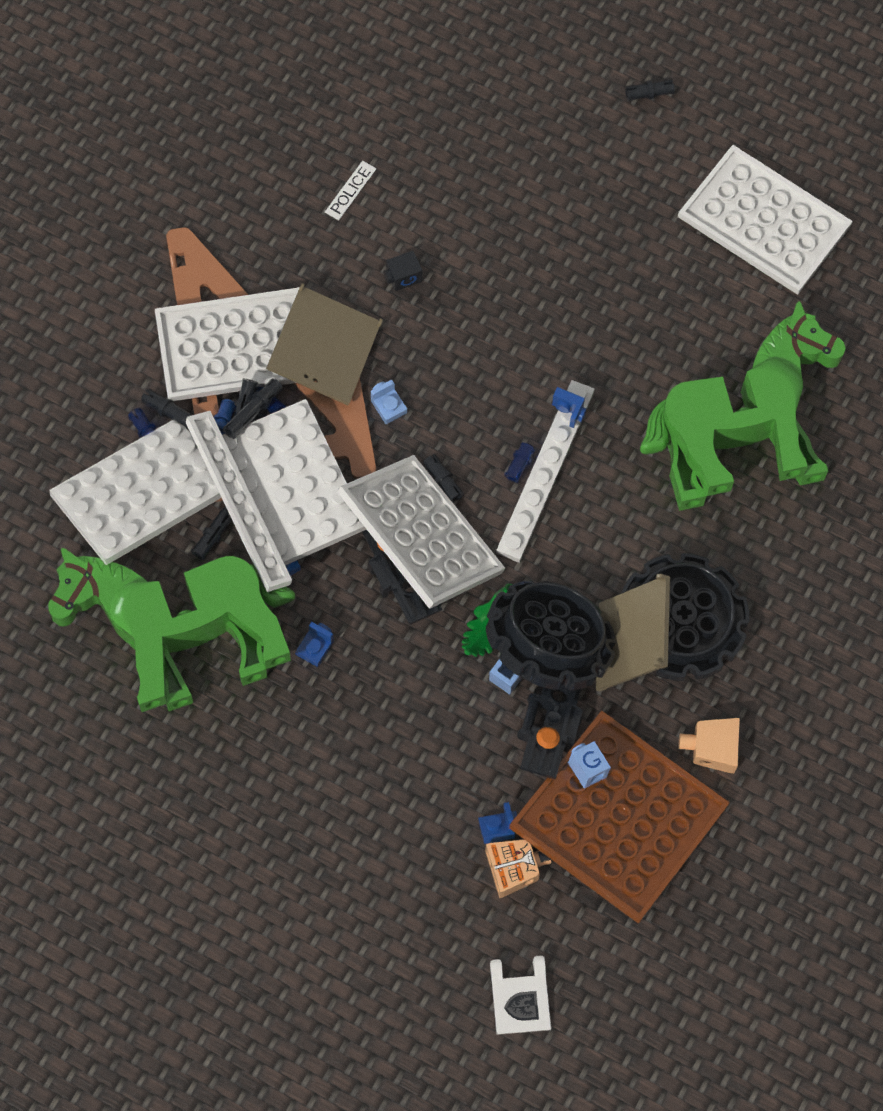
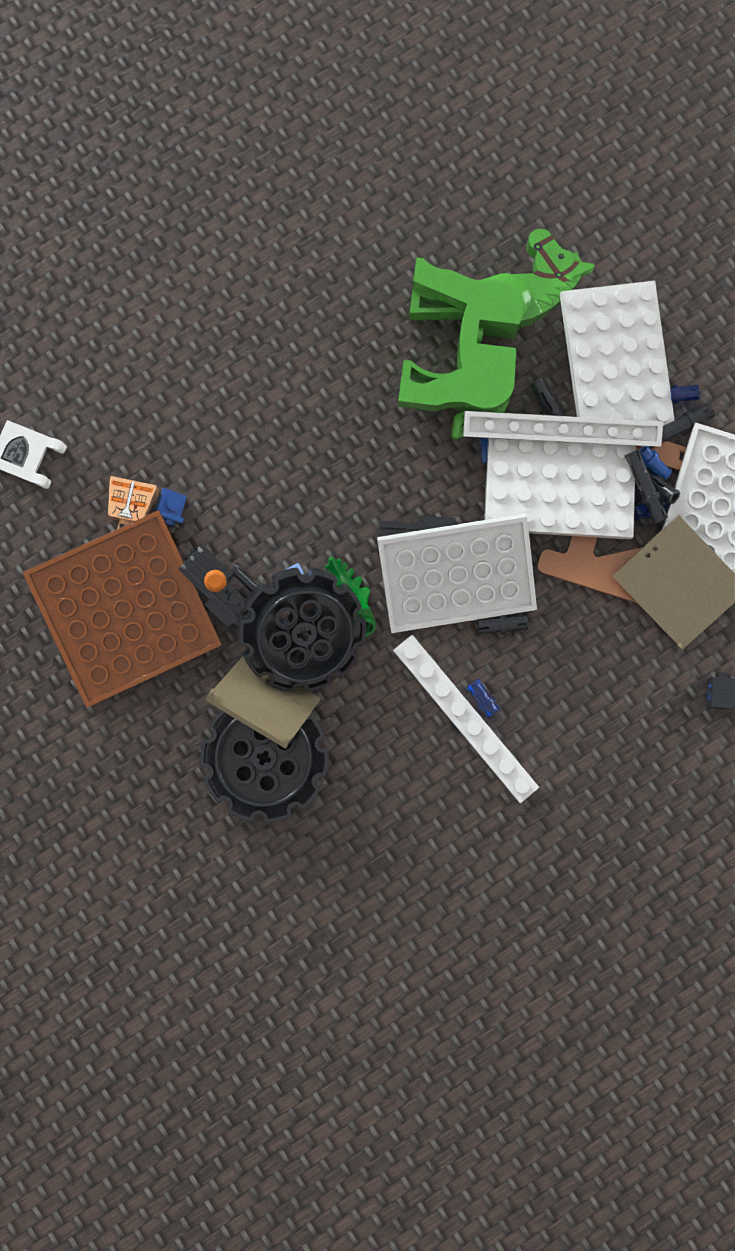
camera: 120 degrees right, 15 degrees up
(315, 643) = (406, 440): blue bracket -> none
(387, 401) = (599, 614): light blue bracket -> none
(569, 402) = (514, 765): blue bracket -> none
(588, 764) = (174, 602): light blue brick -> none
(701, 418) = (443, 881): bright green animal -> none
(714, 744) = (143, 723): light nougat torso -> none
(765, 219) = (612, 1059): white plate -> none

